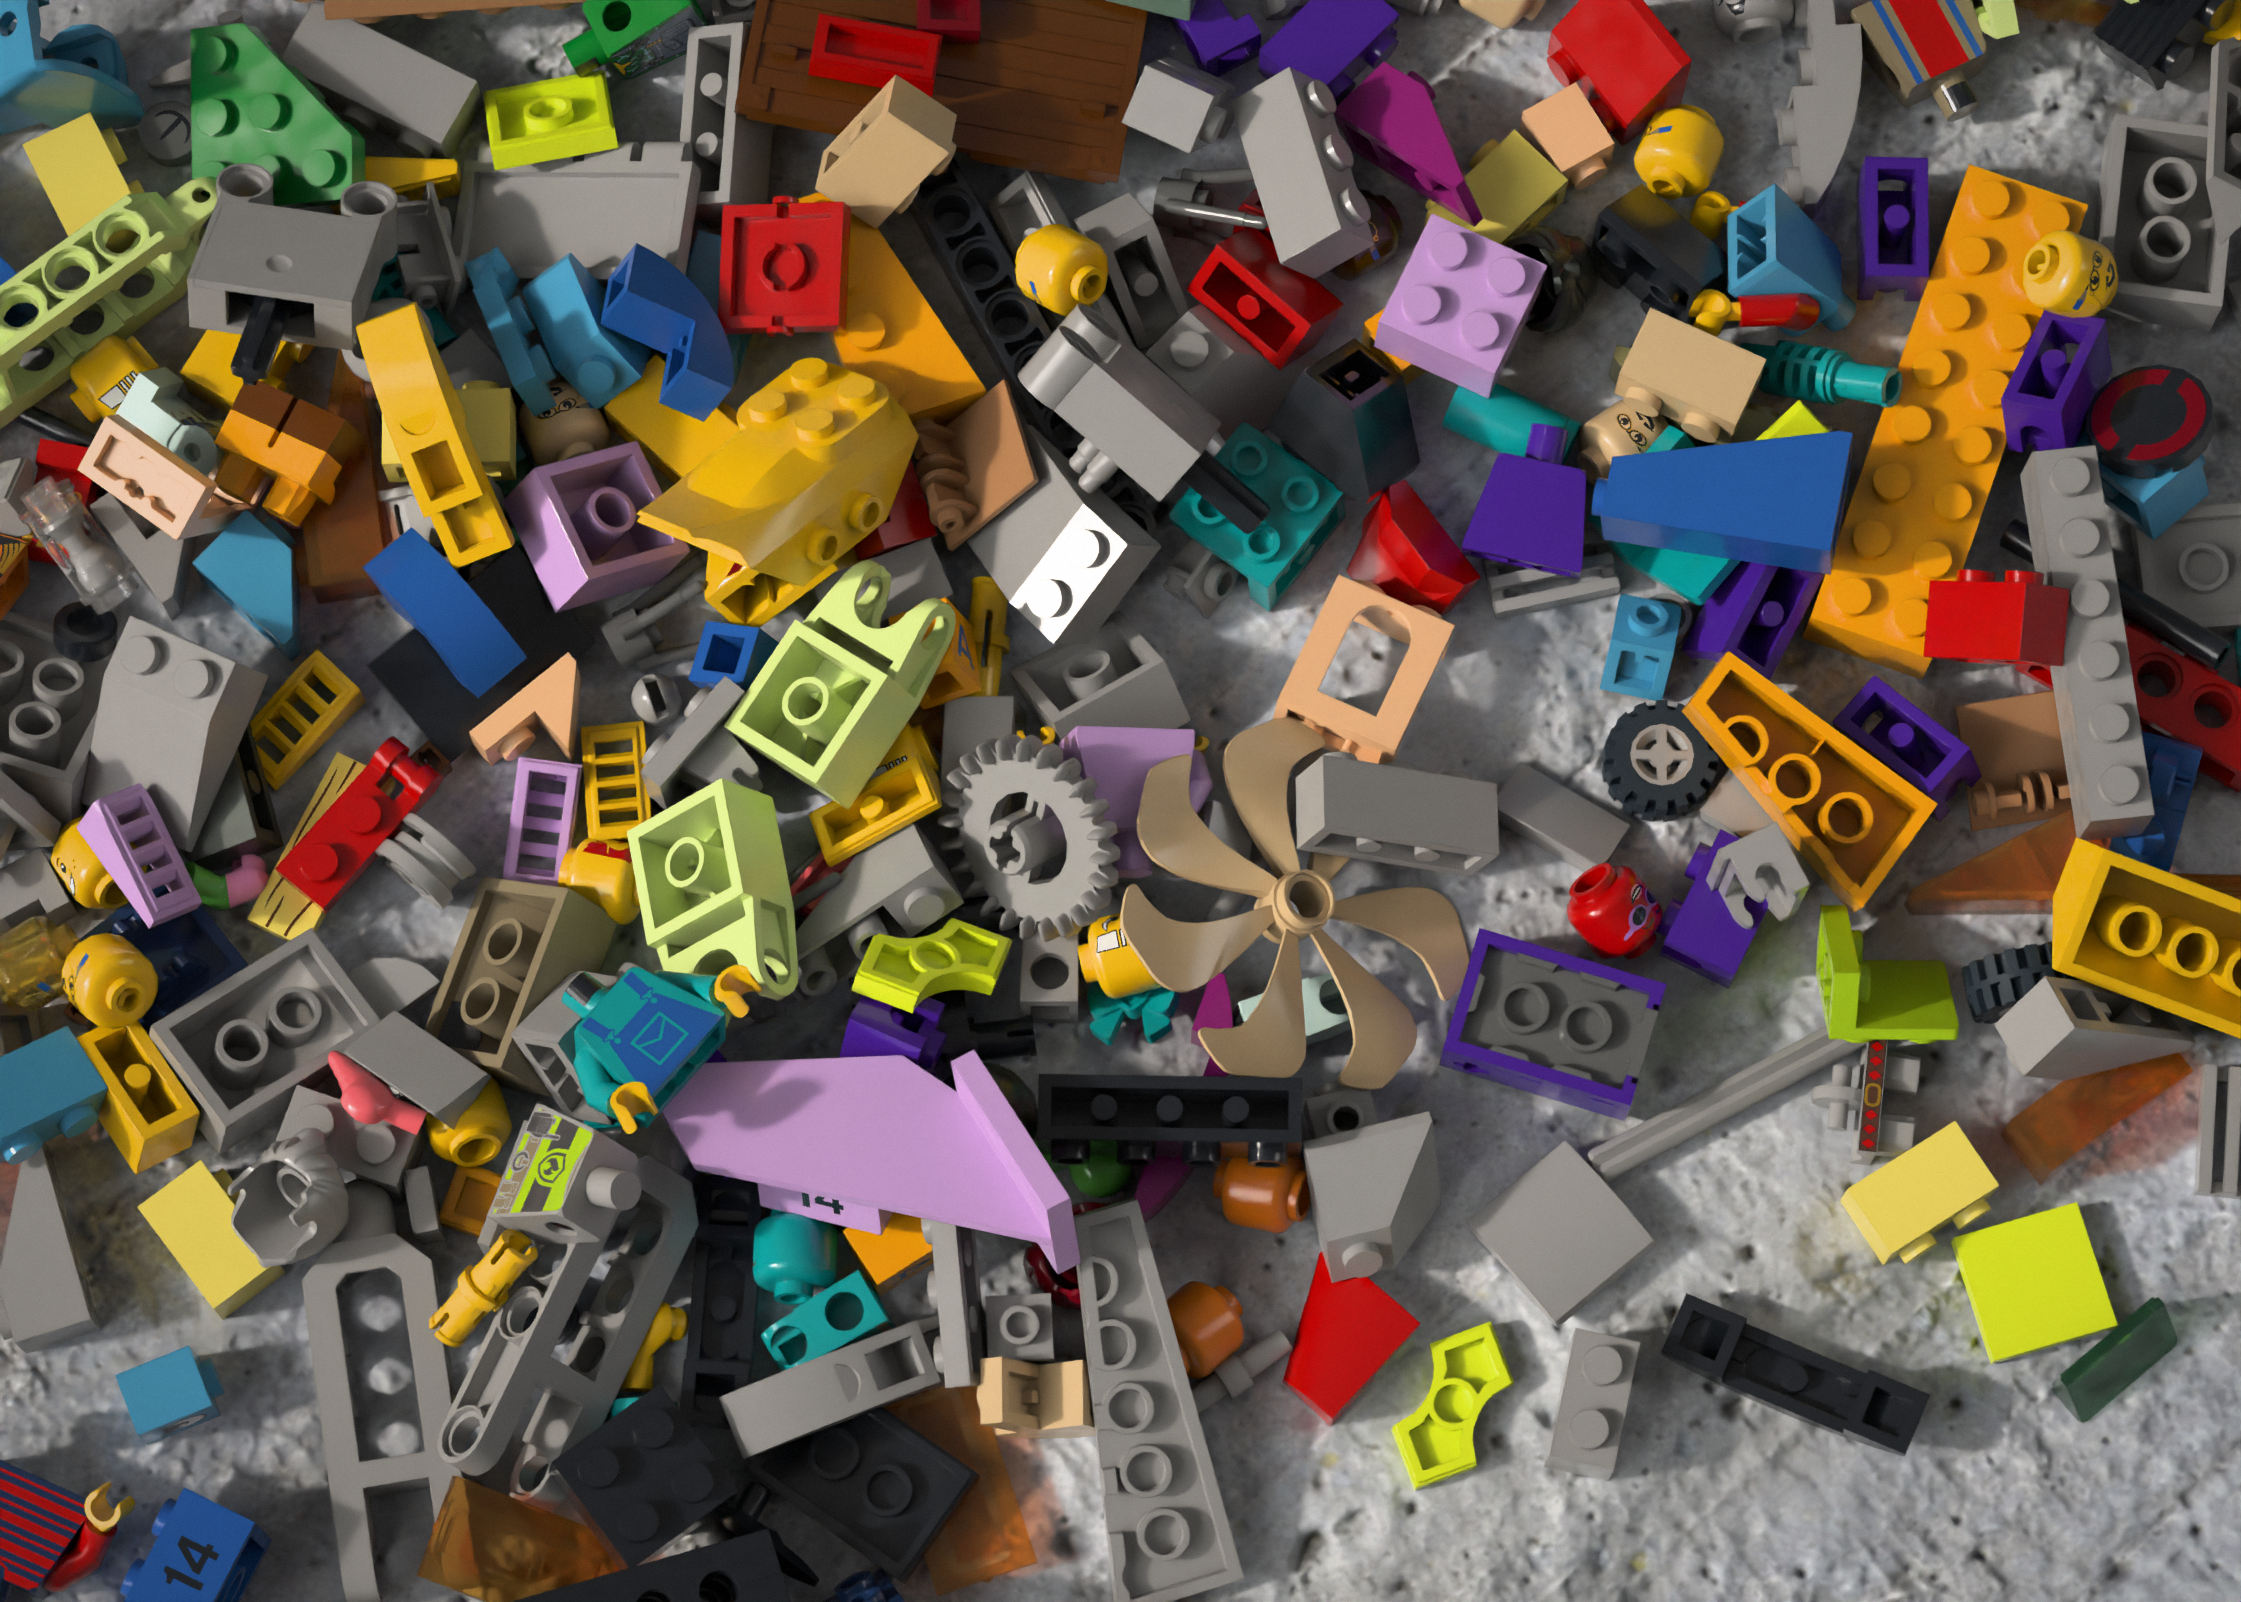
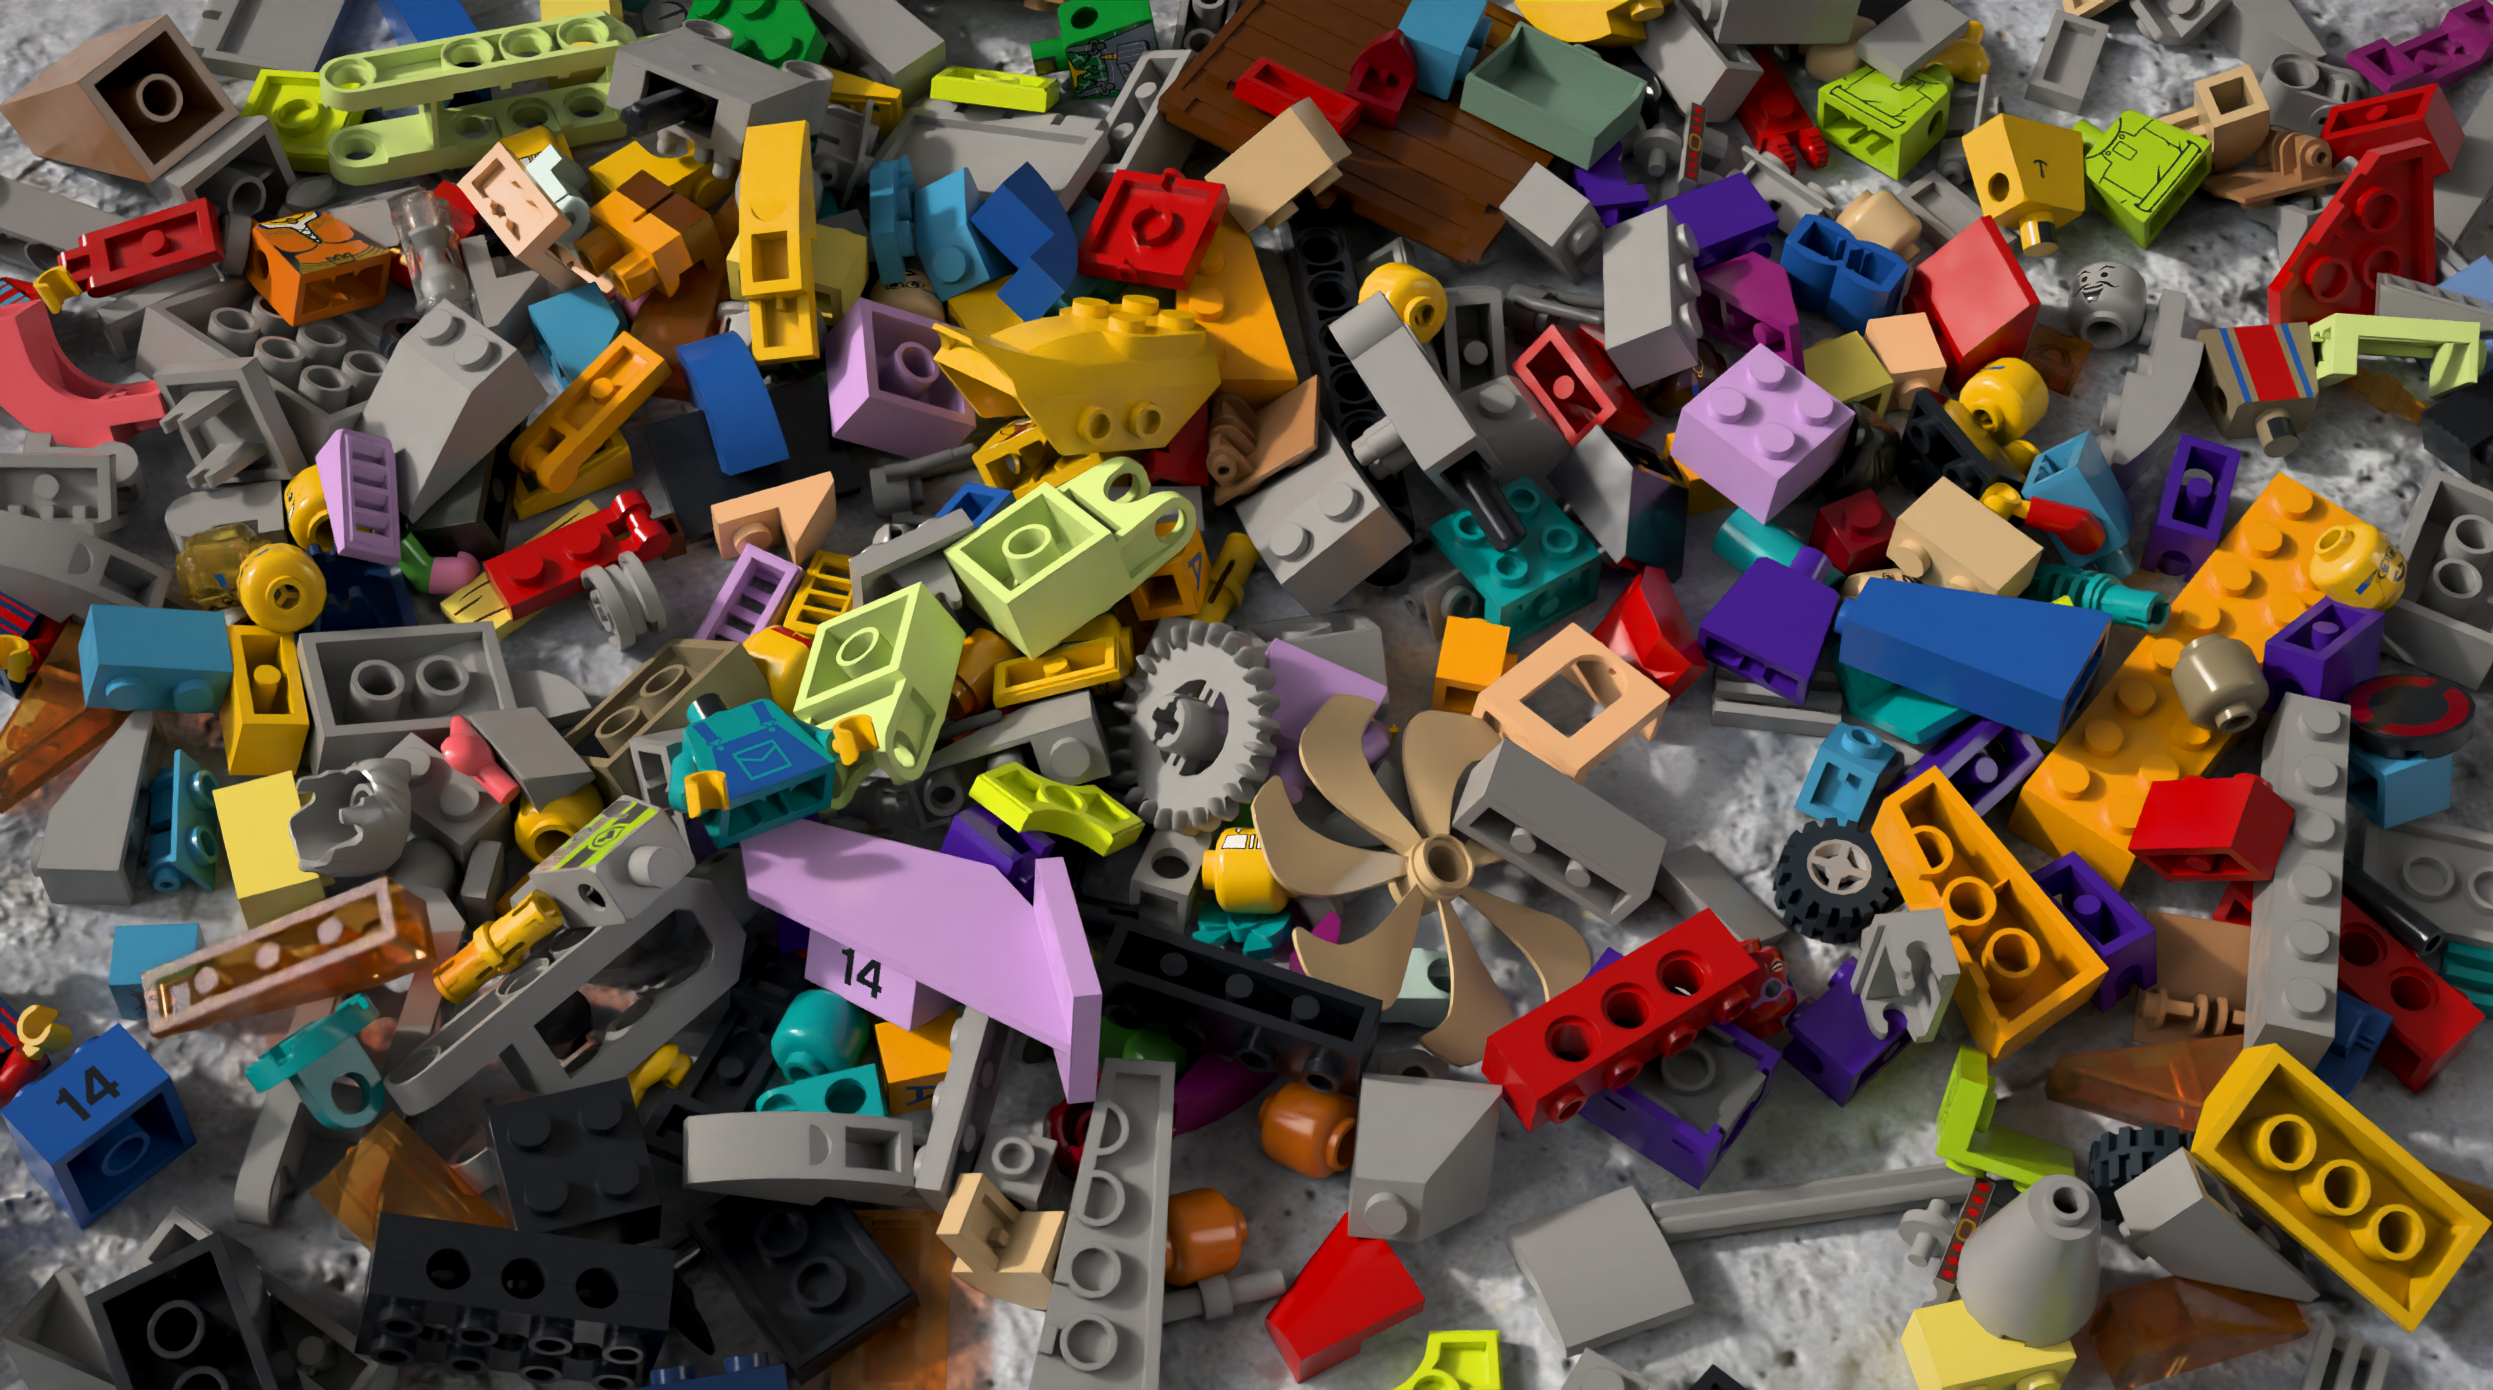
camera: 15 degrees right, 20 degrees down
(106, 1211) = (185, 803): none -> dark azure hinge
(298, 1365) = (294, 960): none -> clear orange slope
(309, 668) = (588, 412): none -> light orange plate
(366, 1451) = (319, 1055): none -> teal tile
(792, 804) = (975, 672): none -> light orange brick
(1255, 647) = (1469, 662): none -> light orange brick
(1491, 62) = (1842, 274): none -> blue brick
(1565, 924) = (1691, 956): none -> red brick
(1577, 375) = (1854, 533): none -> dark red brick
(1715, 73) = (2056, 357): none -> clear orange tile
(1939, 1126) = (2035, 1264): none -> light grey cone
(1968, 459) = (2220, 683): none -> dark tan head

